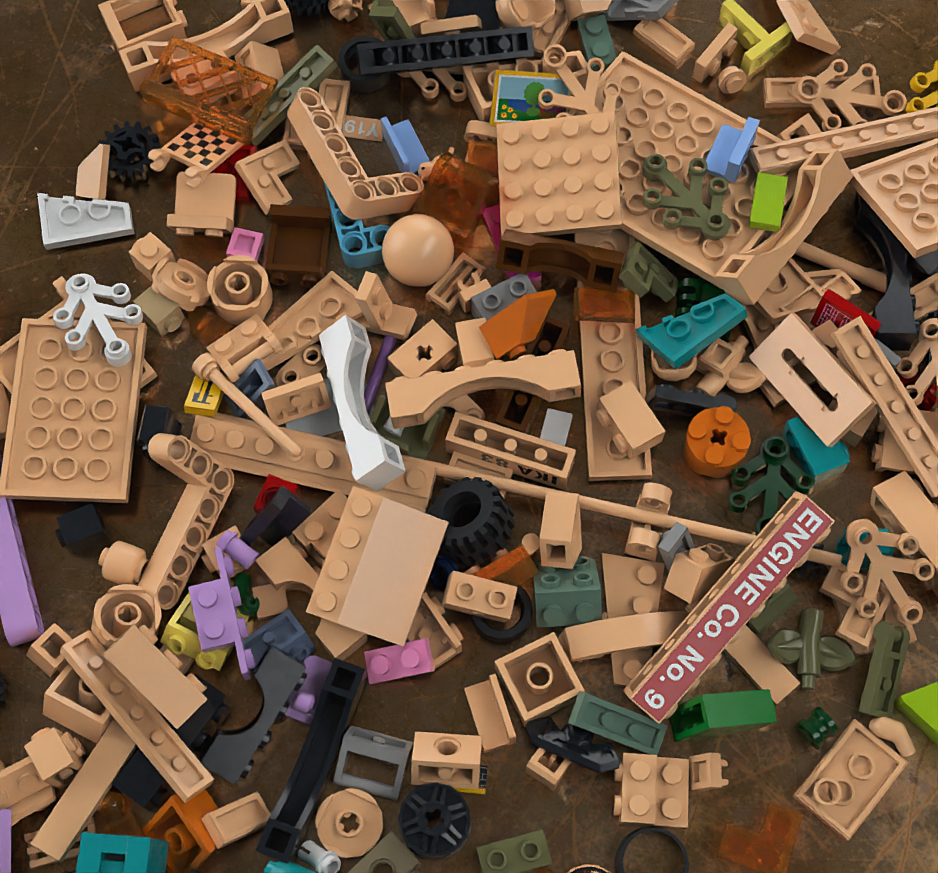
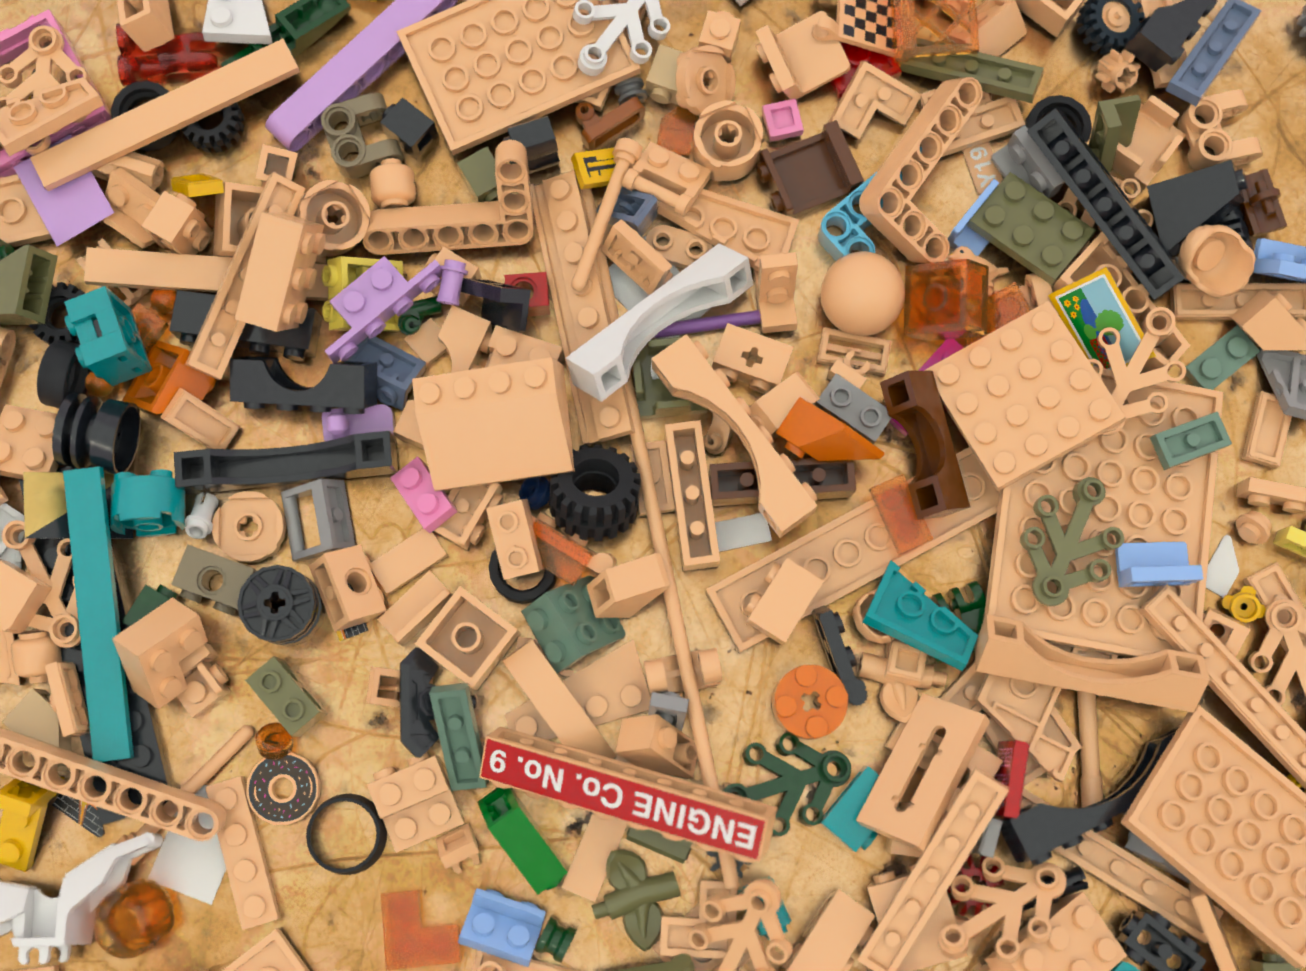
camera: 60 degrees right, 10 degrees up
(30, 723) = (197, 185): none -> yellow tile
(44, 566) = (357, 113): none -> dark tan piece
(156, 344) = (630, 88): none -> dark grey bush
(159, 489) = (479, 175): none -> olive brick
(174, 382) = (601, 131): none -> dark orange piece
(384, 95) = (1028, 163): none -> light grey bracket
(432, 113) = (1031, 228): none -> olive plate
(446, 701) = (407, 560): none -> light nougat tile
(451, 26) = (1142, 196): light nougat plate -> none
(645, 273) = (964, 537): olive plate -> none
(650, 85) = (1190, 440): none -> sand green plate
(746, 111) = (1222, 568): none -> white sticker
(768, 202) = (1111, 633): lime tile -> none
(788, 765) = (502, 926): none -> light blue bracket
(791, 108) = (1246, 595): none -> yellow plate

